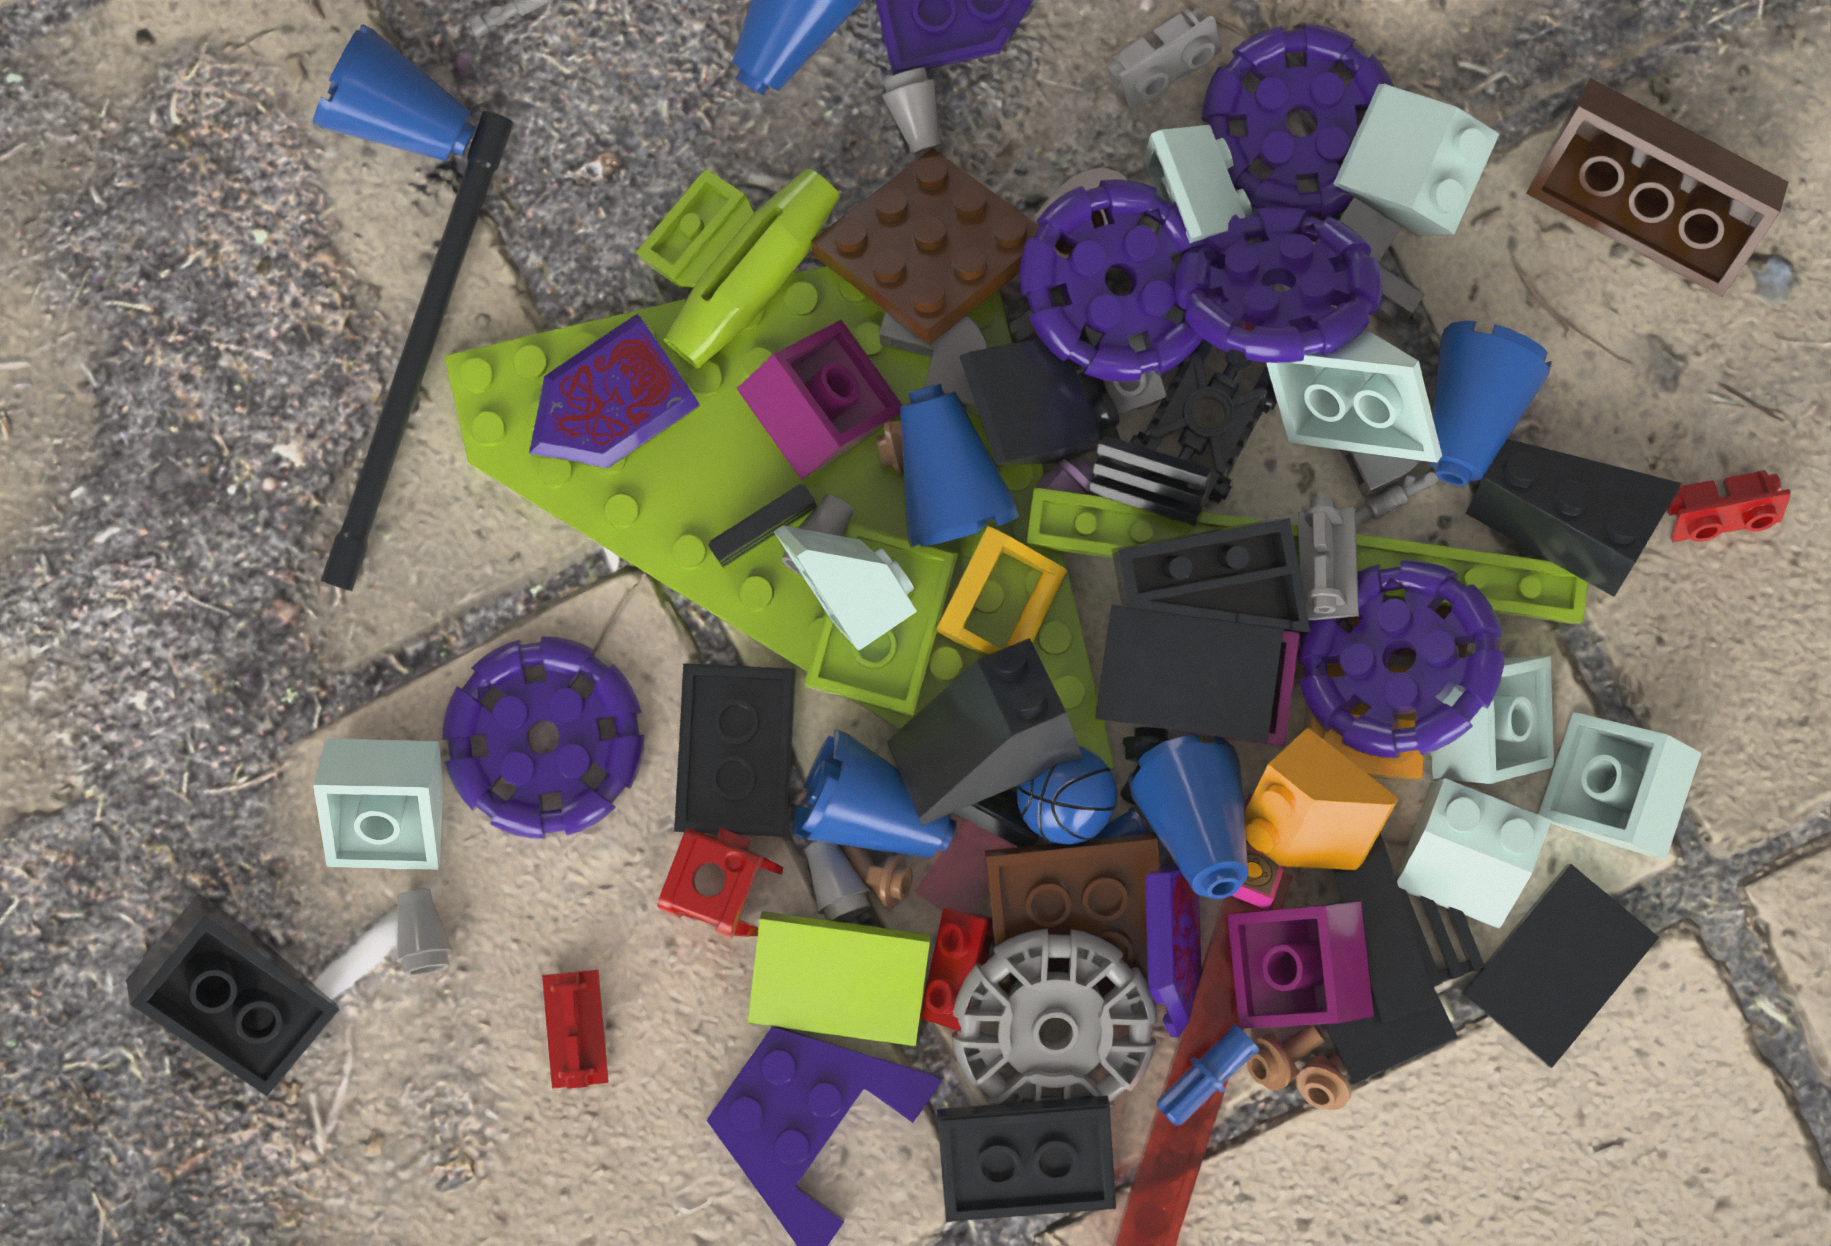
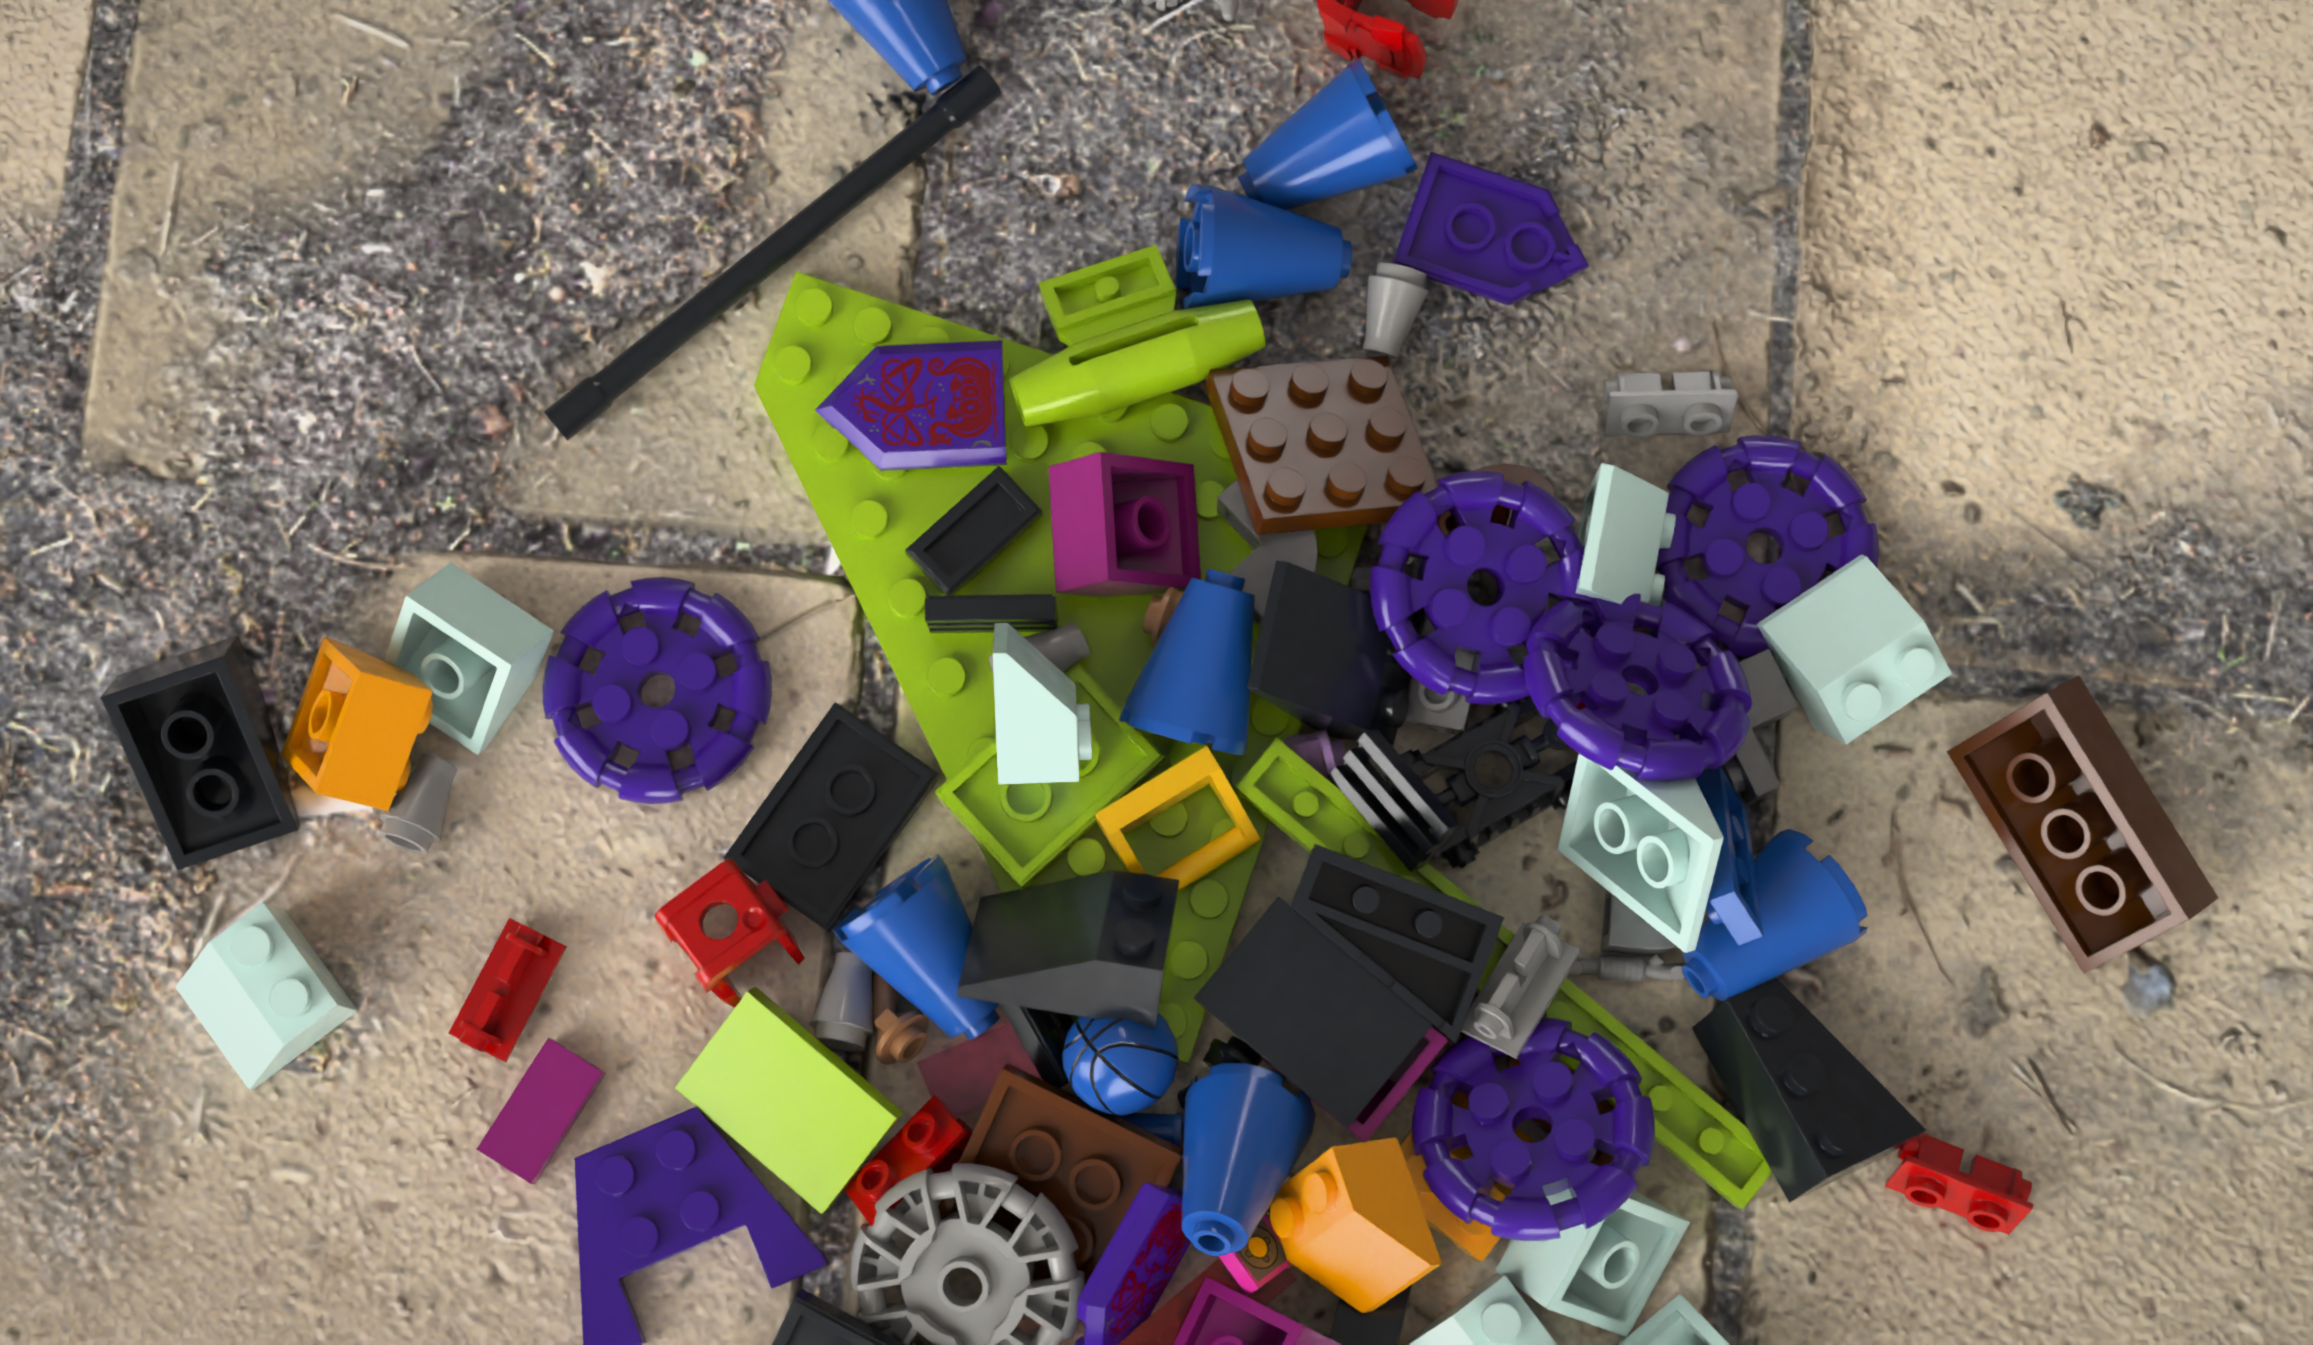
camera: 30 degrees right, 5 degrees down
(335, 905) = (357, 726): none -> light orange slope
(394, 1147) = (263, 993): none -> light aqua slope
(658, 1101) = (541, 1111): none -> magenta tile
(708, 472) = (974, 532): none -> black tile
(783, 129) = (1254, 250): none -> blue cone
(1446, 397) = (1734, 885): none -> blue plate

